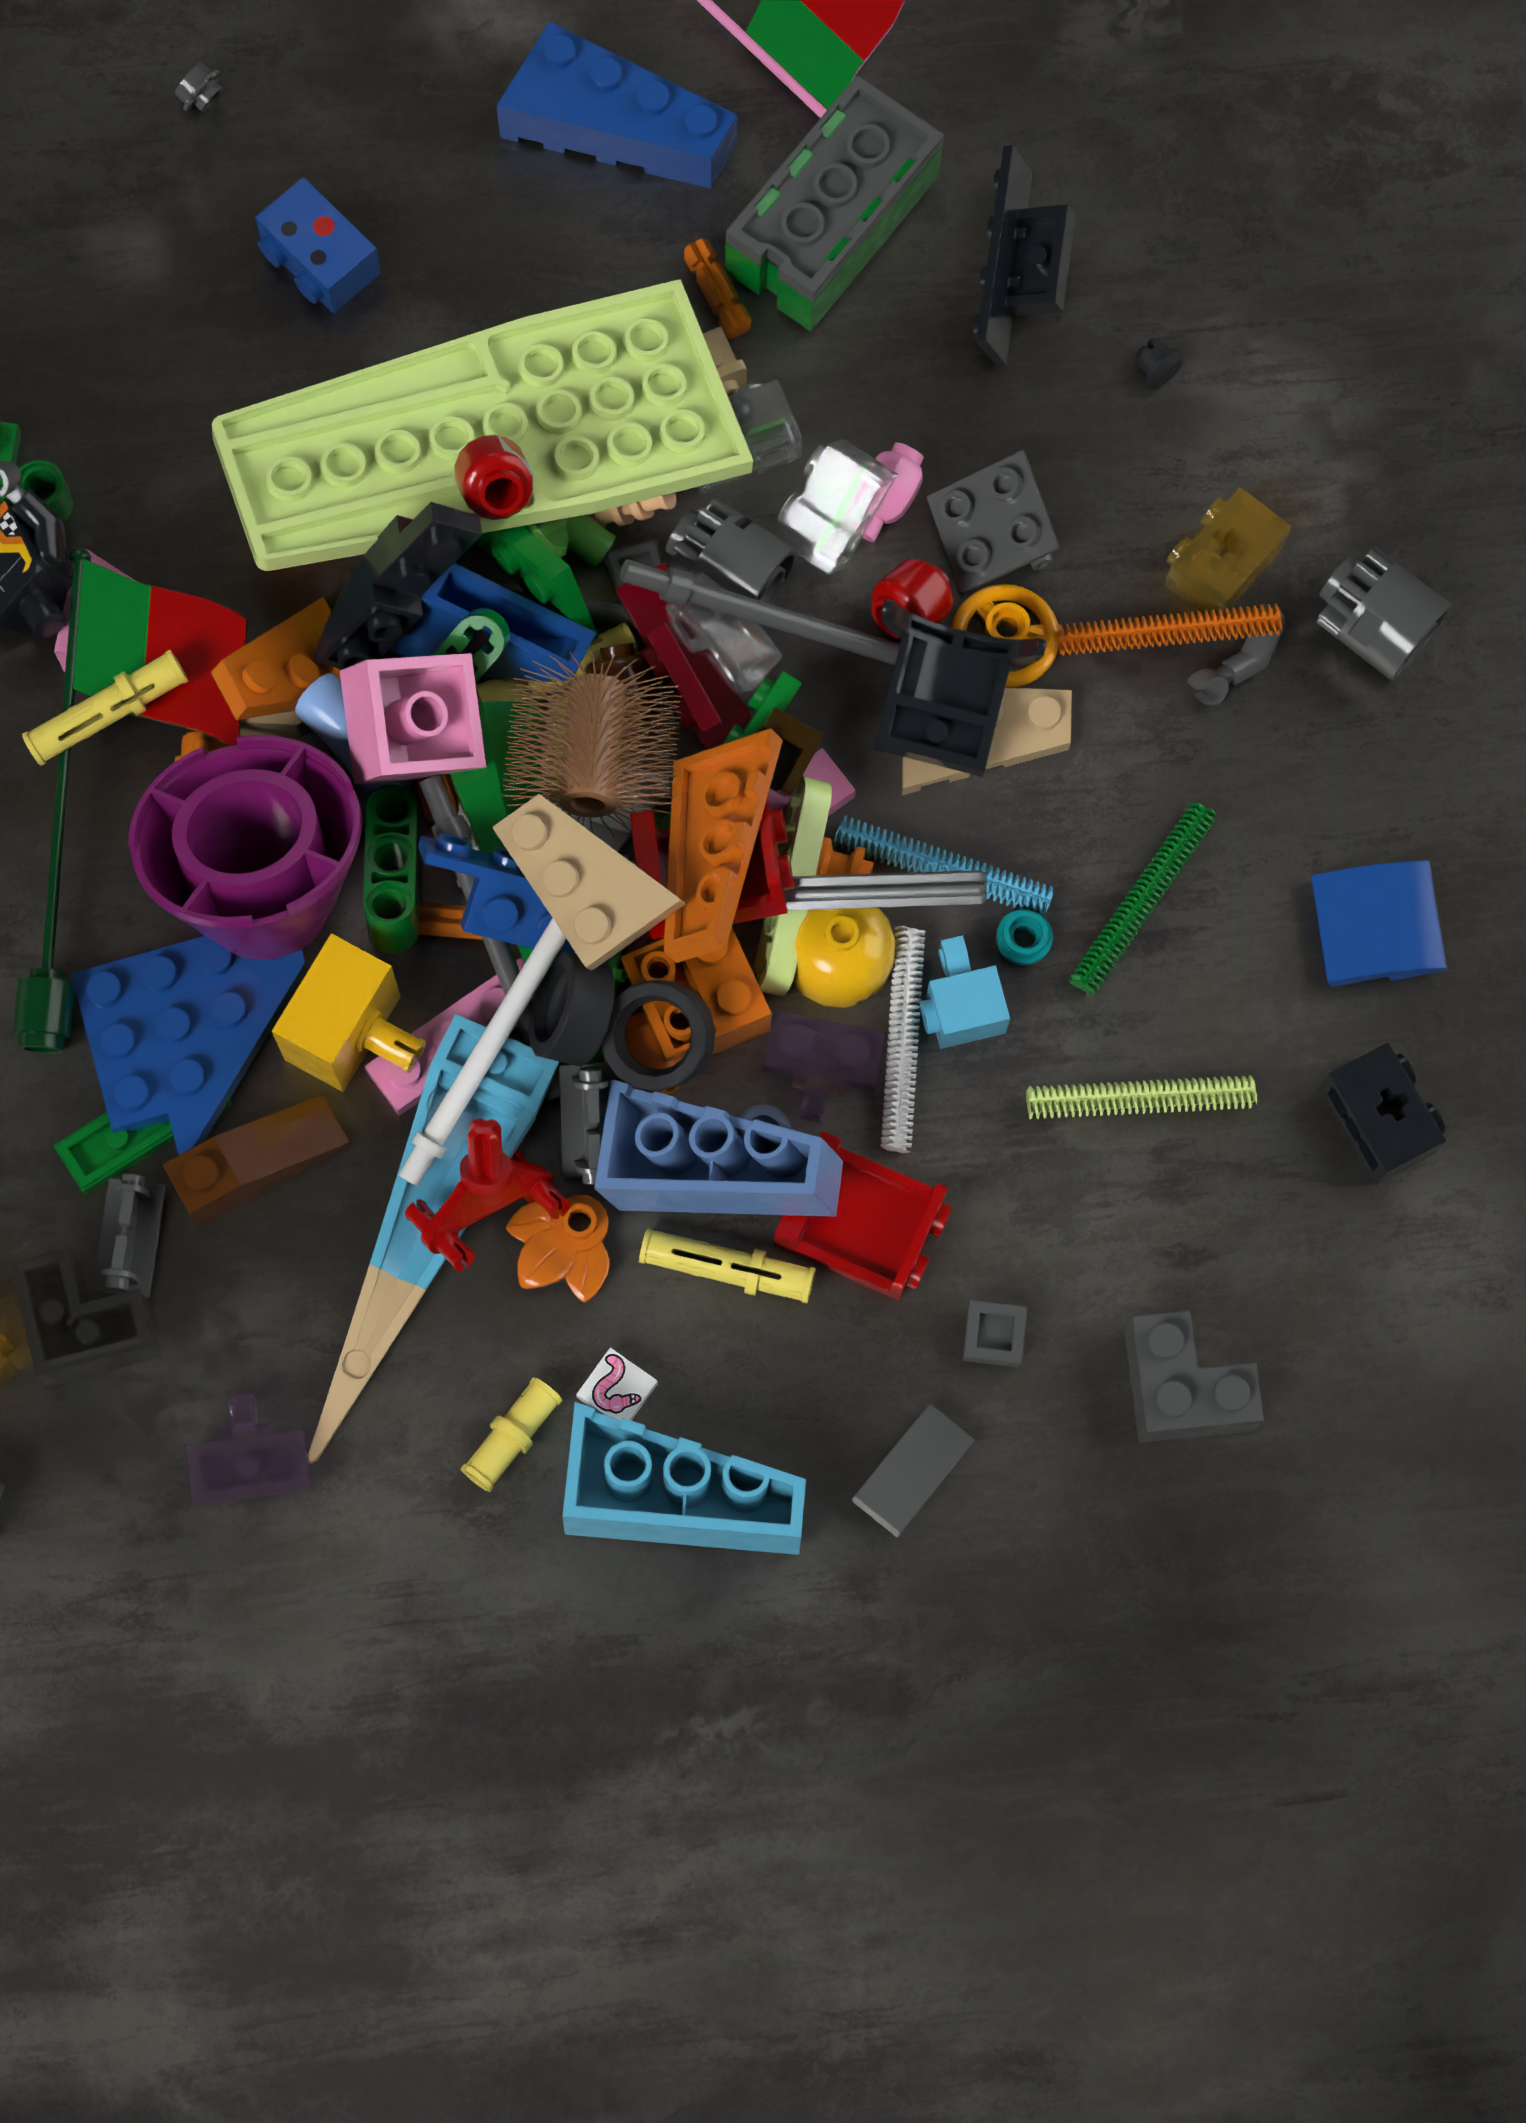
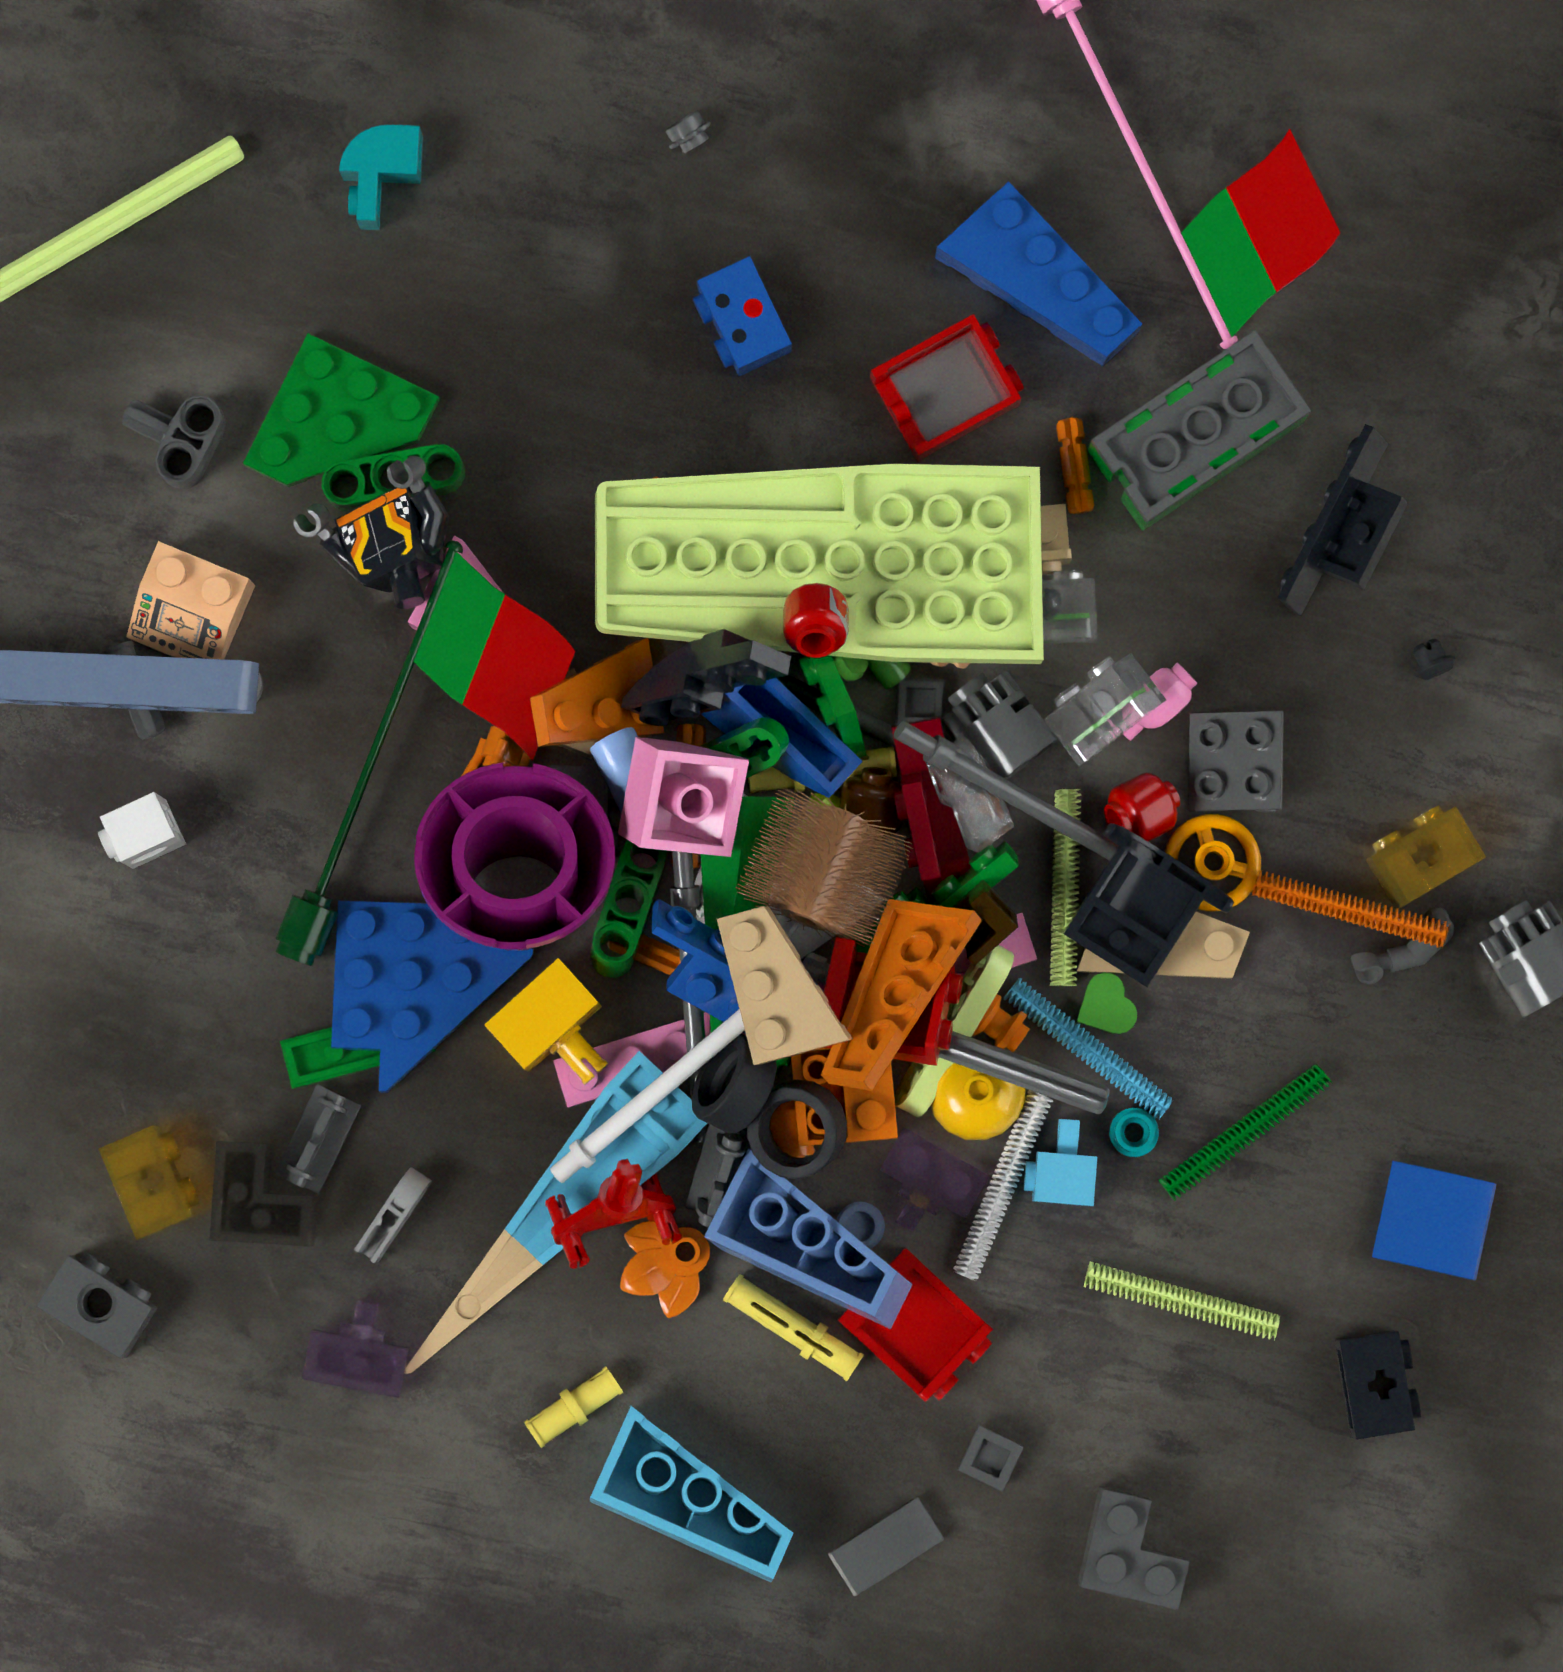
camera: 25 degrees right, 10 degrees up
(123, 697) = (435, 692): light yellow pin -> none
(239, 1290) = (393, 1215): none -> light grey piece
(254, 1158) = (441, 1108): reddish brown slope -> none
(554, 245) = (947, 386): none -> window
(617, 1387) = (670, 1397): tile -> none
(862, 723) = (1064, 893): none -> yellowish green axle
(946, 817) = (1106, 1006): none -> bright green tile

